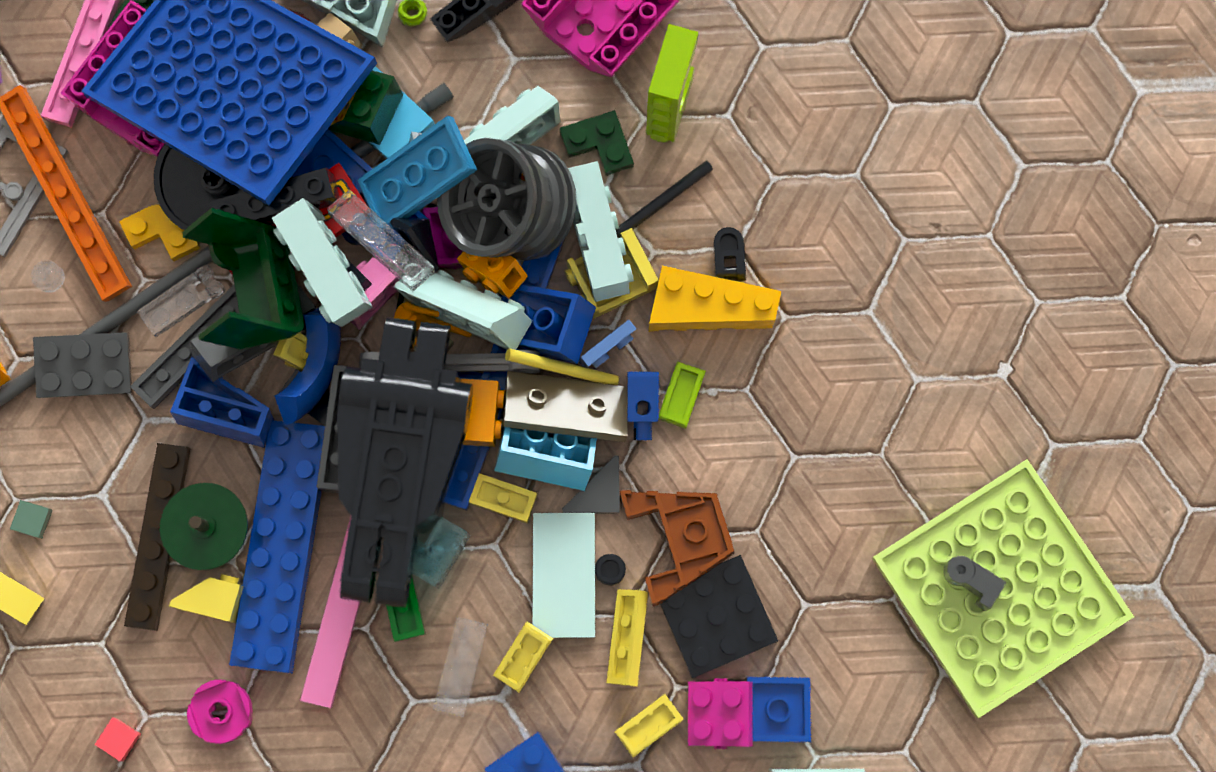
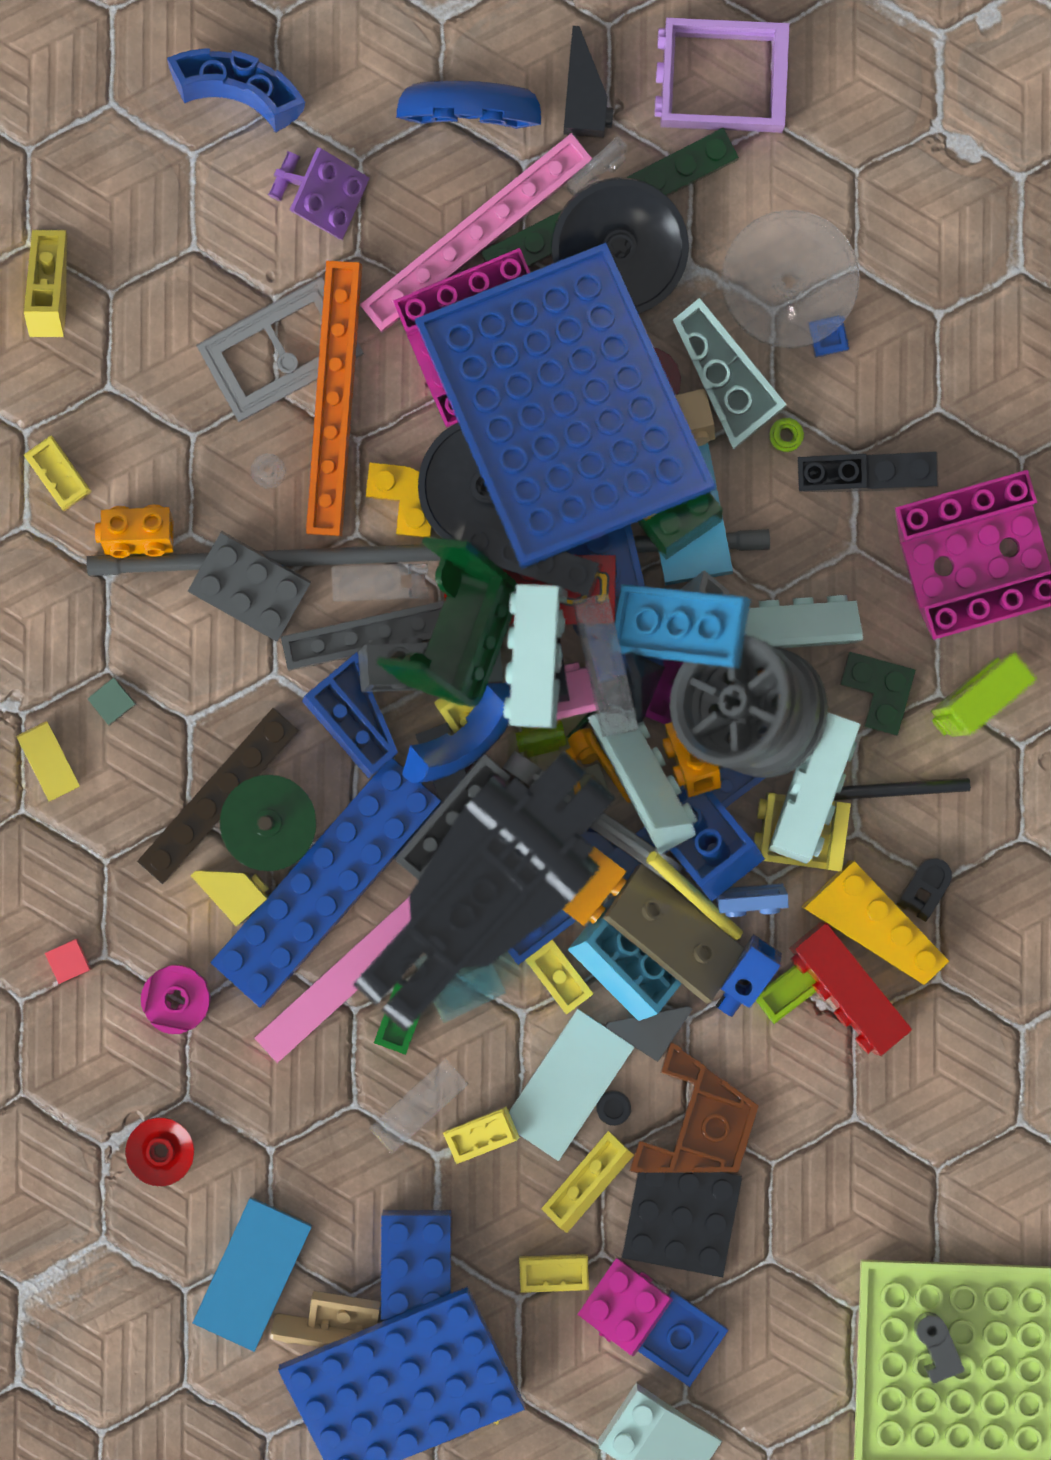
camera: 35 degrees right, 10 degrees up
(370, 332) = (541, 740): none -> clear neon green brick
(724, 362) = (850, 989): none -> red brick

